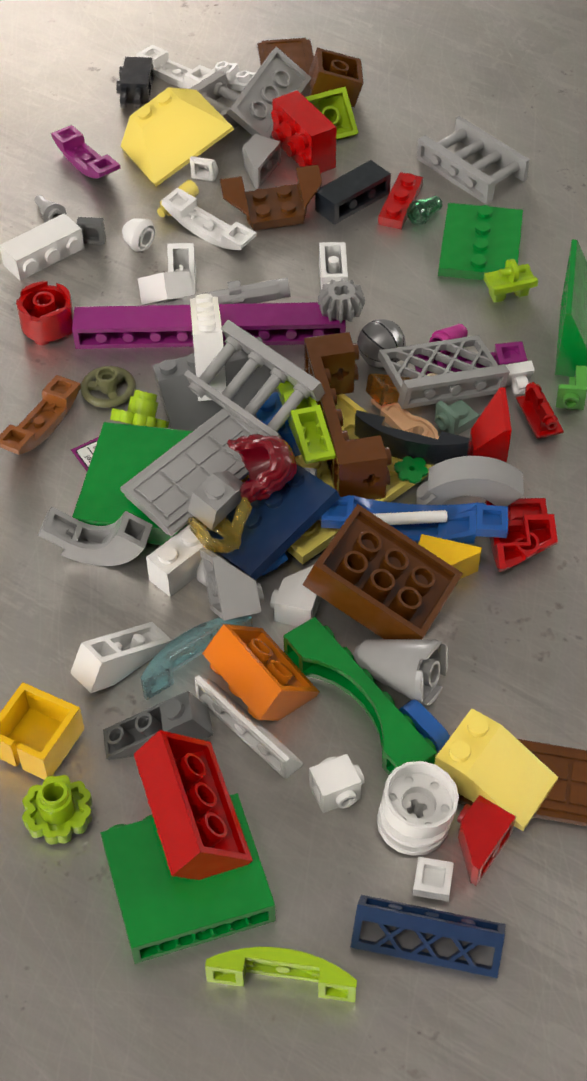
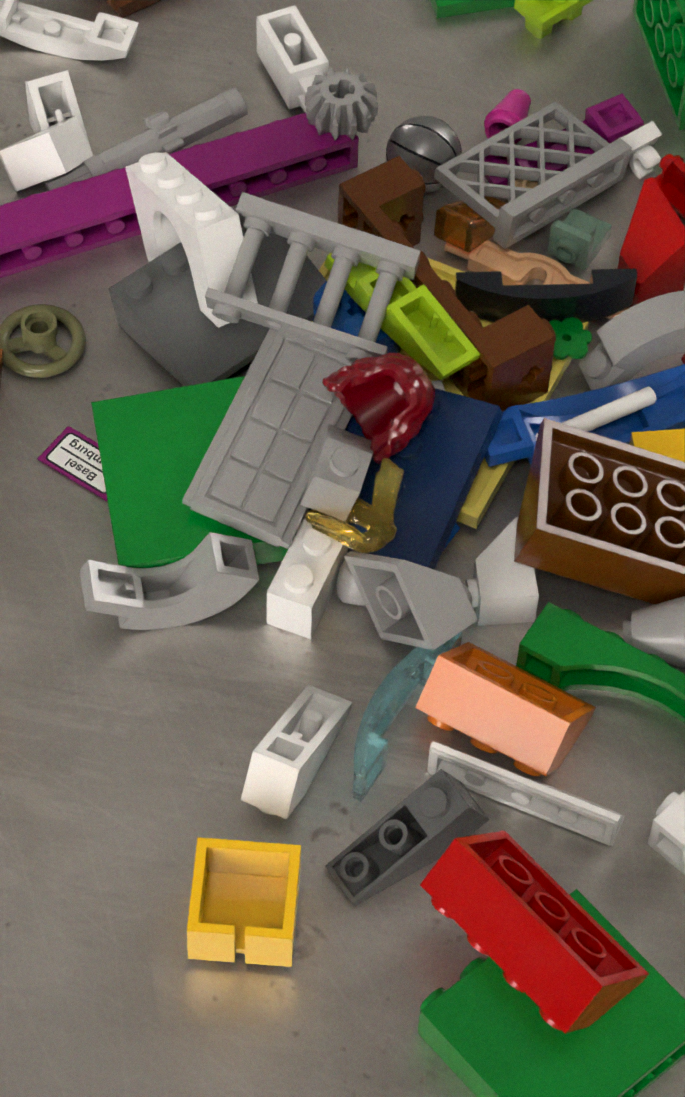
camera: 25 degrees left, 5 degrees up
(57, 809) = (330, 1001): lime plant -> none
(140, 411) = (131, 370): lime plant -> none

